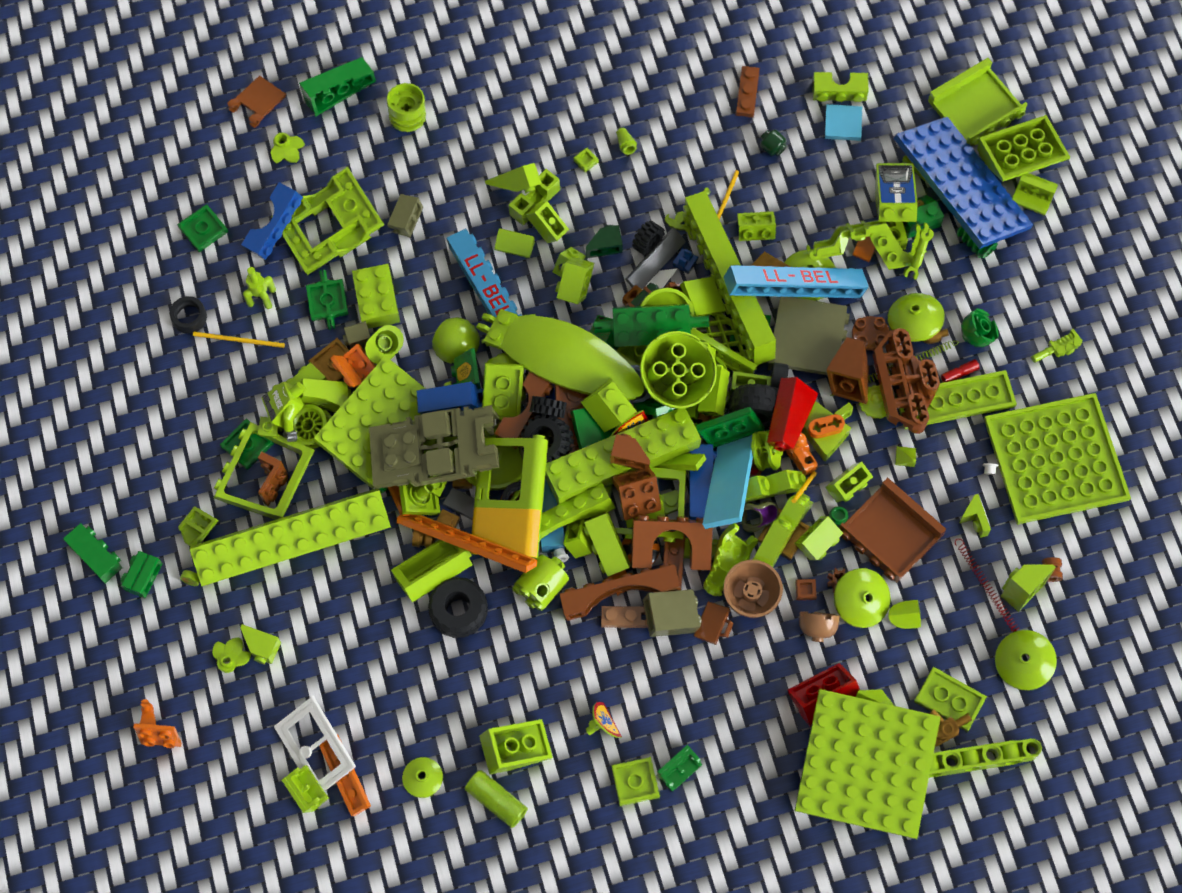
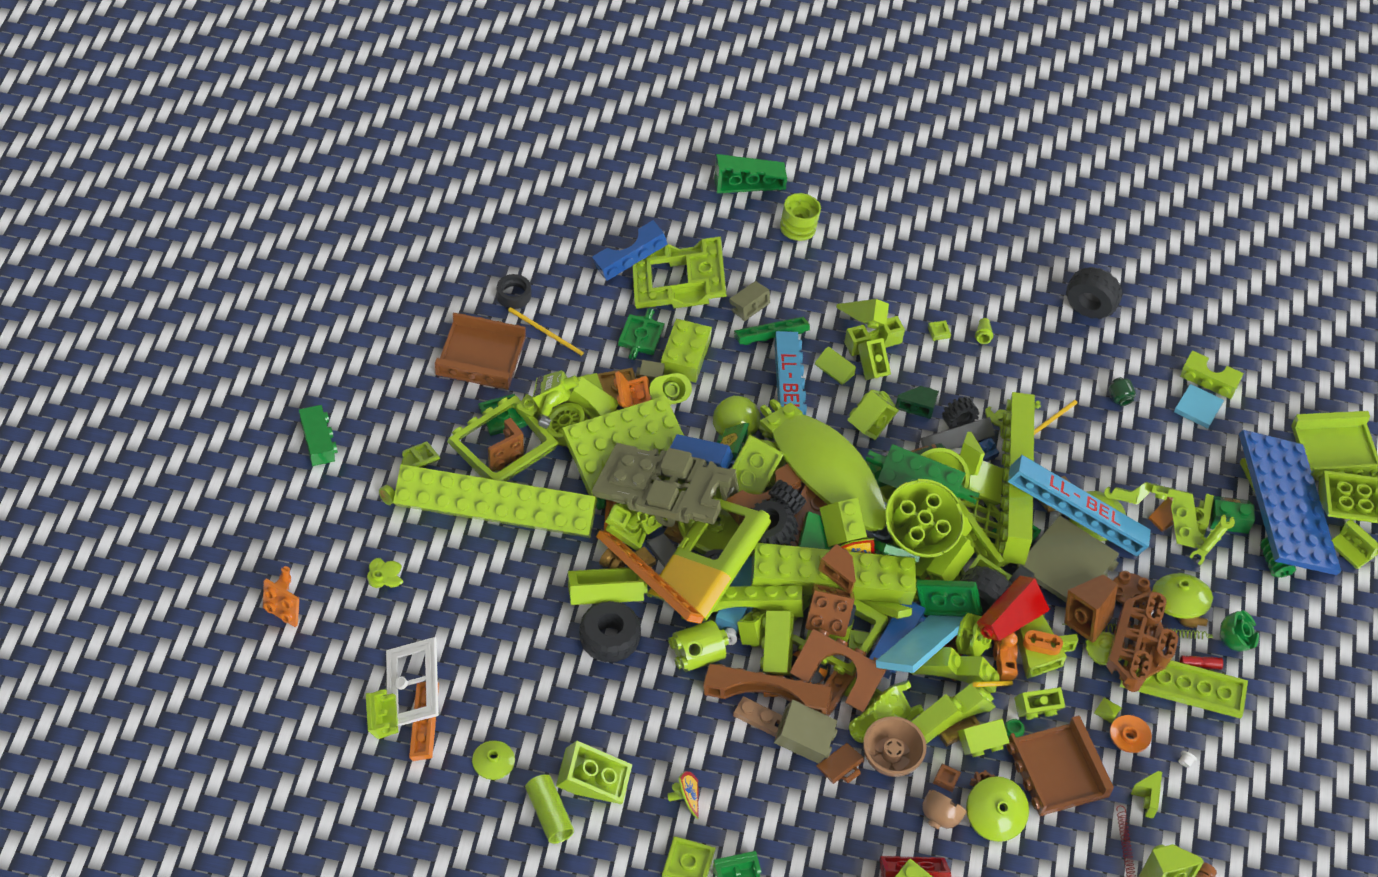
camera: 20 degrees right, 15 degrees down
(141, 574) = (347, 471): green brick -> none
(192, 391) = (481, 351): none -> dark orange panel
(202, 228) = (567, 233): green tile -> none
(257, 287) = (586, 294): lime plant -> none
(259, 98) = (675, 158): dark orange flag -> none
(261, 644) = (416, 577): lime slope -> none
(286, 150) = (676, 204): lime plate -> none
(409, 498) = (618, 517): none -> lime tile
(438, 238) = (767, 331): none -> green plate
(684, 281) = (972, 454): none -> lime slope
(704, 56) = (1094, 292): none -> black tyre
(747, 91) = (1121, 342): dark orange plate -> none
(756, 226) = (1068, 452): lime bracket -> none
(768, 512) = (944, 686): olive piece -> none
(896, 192) = (1217, 476): slope -> none
(905, 614) = (1032, 846): lime brick -> none
(941, 464) = (1134, 727): none -> orange dish
(1056, 458) = (1259, 782): lime plate -> none
(1060, 347) = (1318, 689): lime piece -> none

